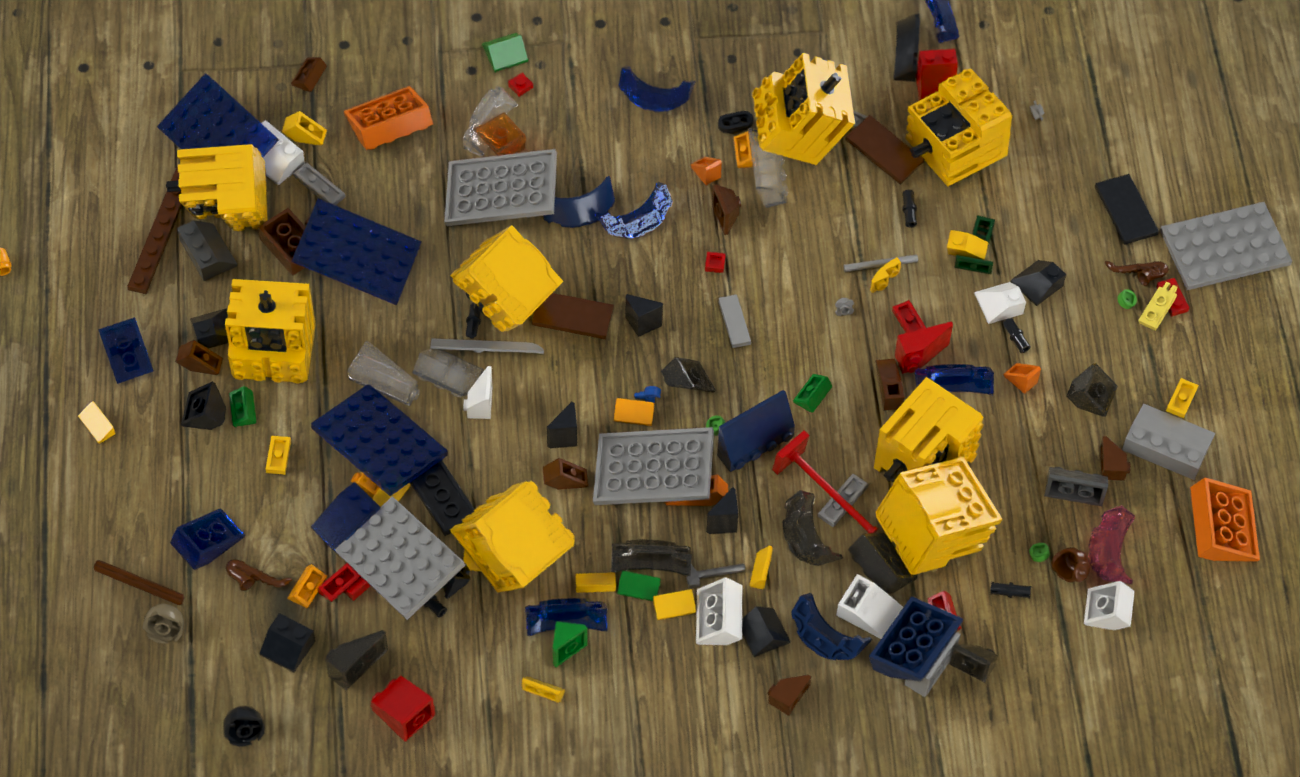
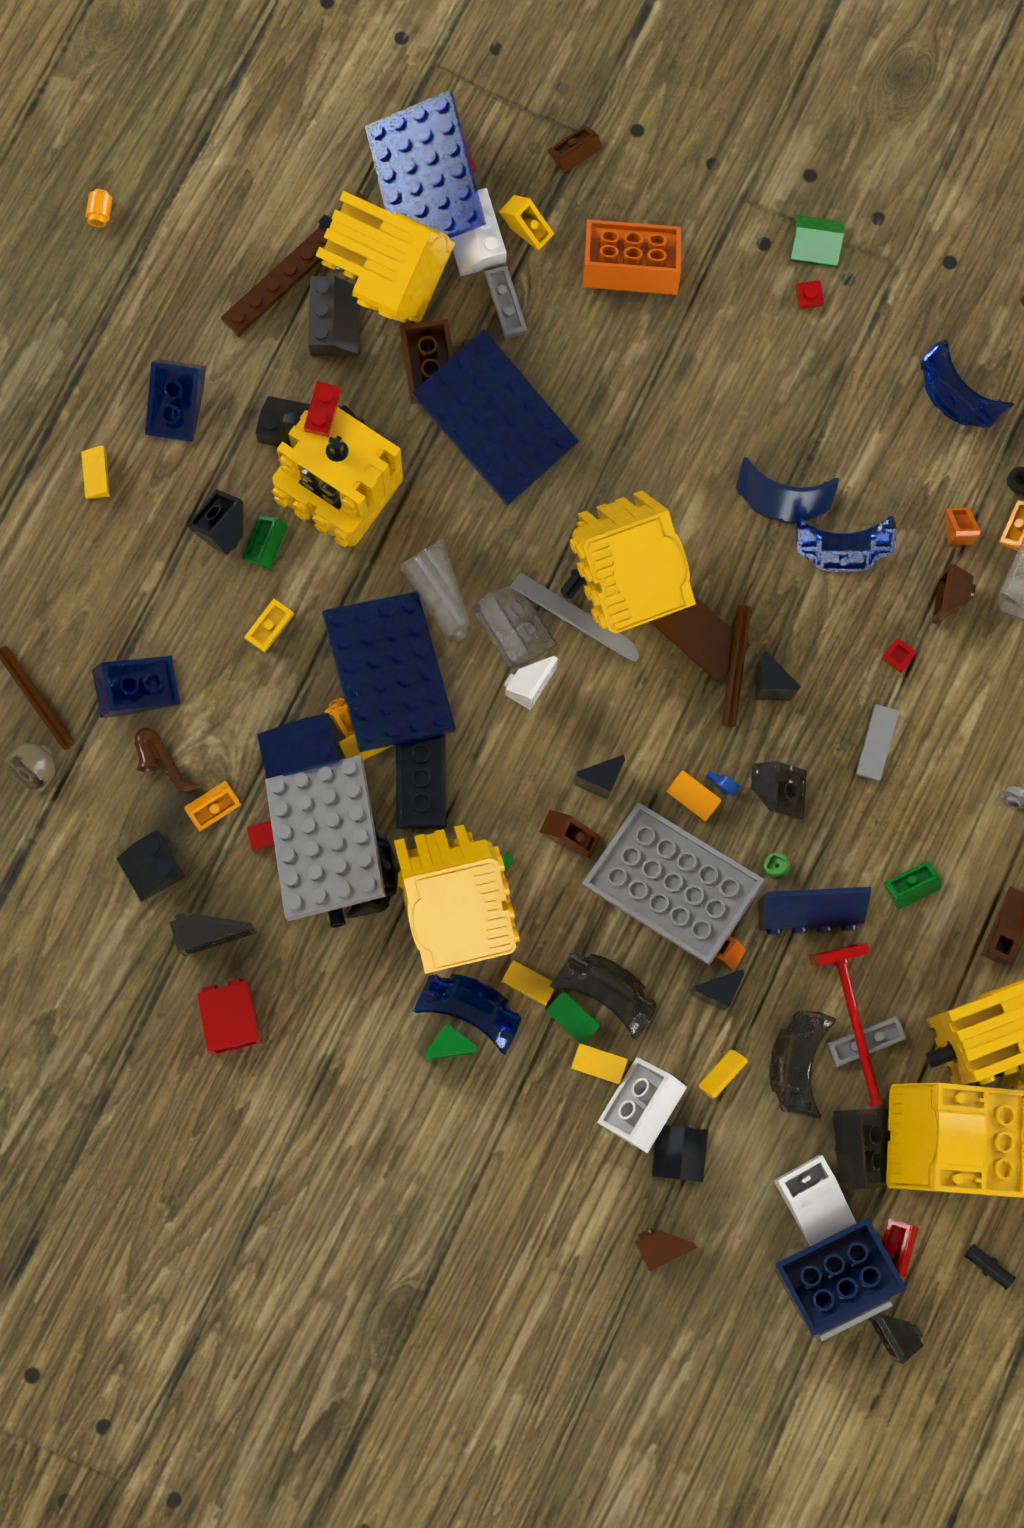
camera: 25 degrees right, 20 degrees up
(198, 358) = (248, 455): reddish brown slope -> none
(242, 285) = (322, 409): none -> red plate
(243, 725) = (47, 939): black cylinder -> none
(338, 582) = (246, 824): red slope -> none
(491, 105) = (743, 323): clear windscreen -> none
(501, 187) = (706, 424): light grey plate -> none
(502, 135) = (745, 356): clear orange slope -> none
(542, 689) = (397, 1080): yellow slope -> none
(612, 320) = (736, 666): none -> reddish brown axle
(694, 582) = (644, 1039): flat silver piece -> none
(821, 636) = (742, 1200): dark blue windscreen -> none

